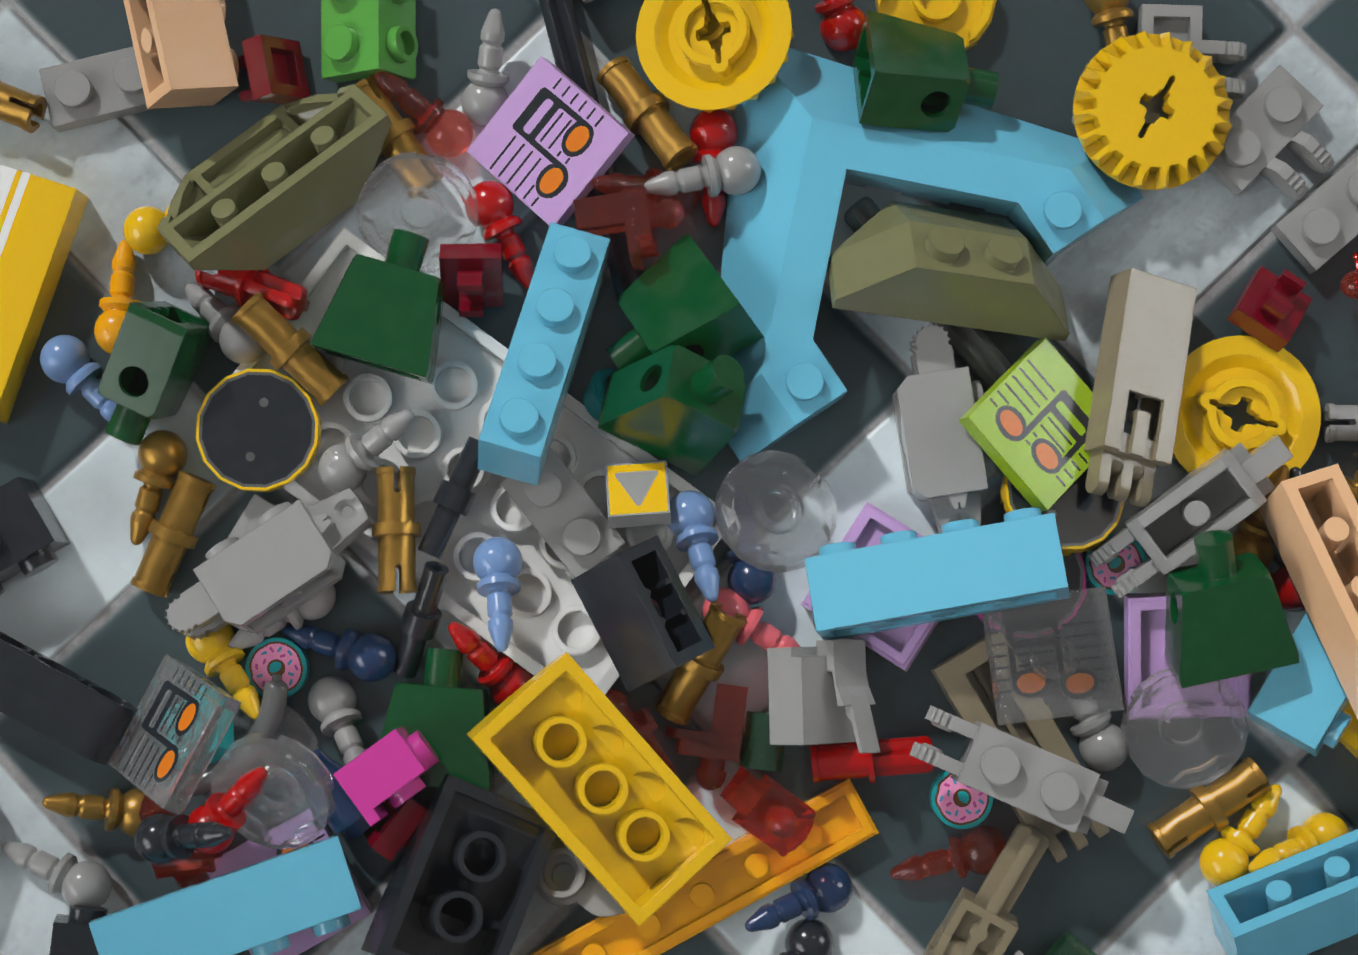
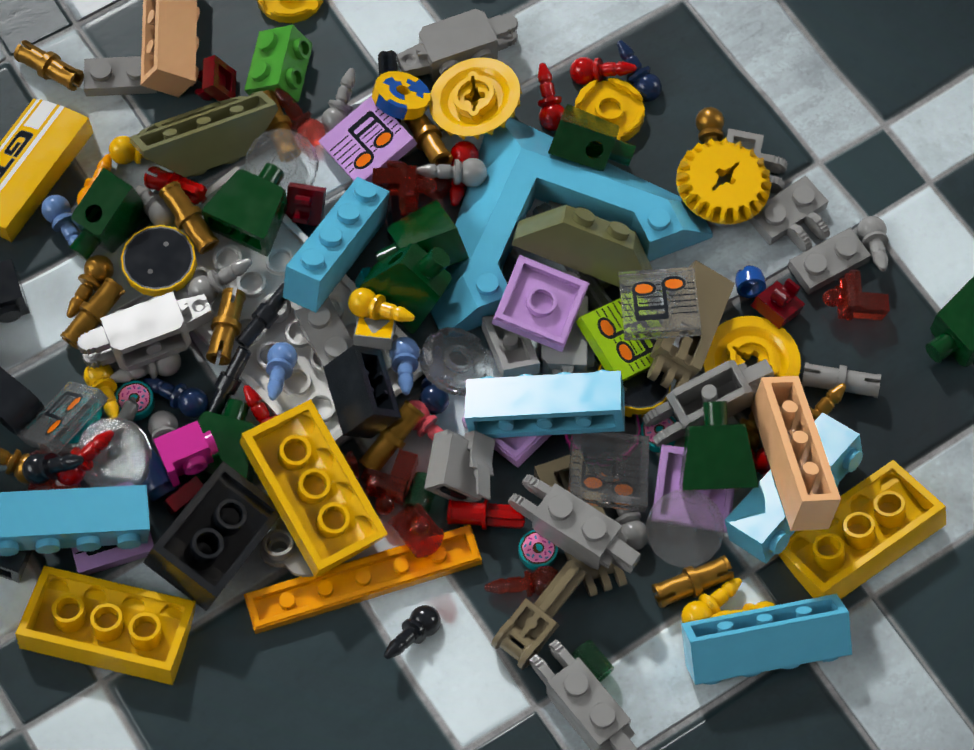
camera: 10 degrees right, 20 degrees down
(495, 215) = (327, 177): red bar -> none
(587, 72) = (401, 95): none -> piece
(614, 452) = (366, 303): none -> yellow bar
(823, 890) = (441, 590): dark blue bar -> none
(856, 468) = (511, 351): none -> light grey plate
(897, 400) = (540, 303): none -> lavender tile
(1090, 368) = (659, 303): none -> clear tile
(1218, 275) = (750, 282): none -> blue hinge

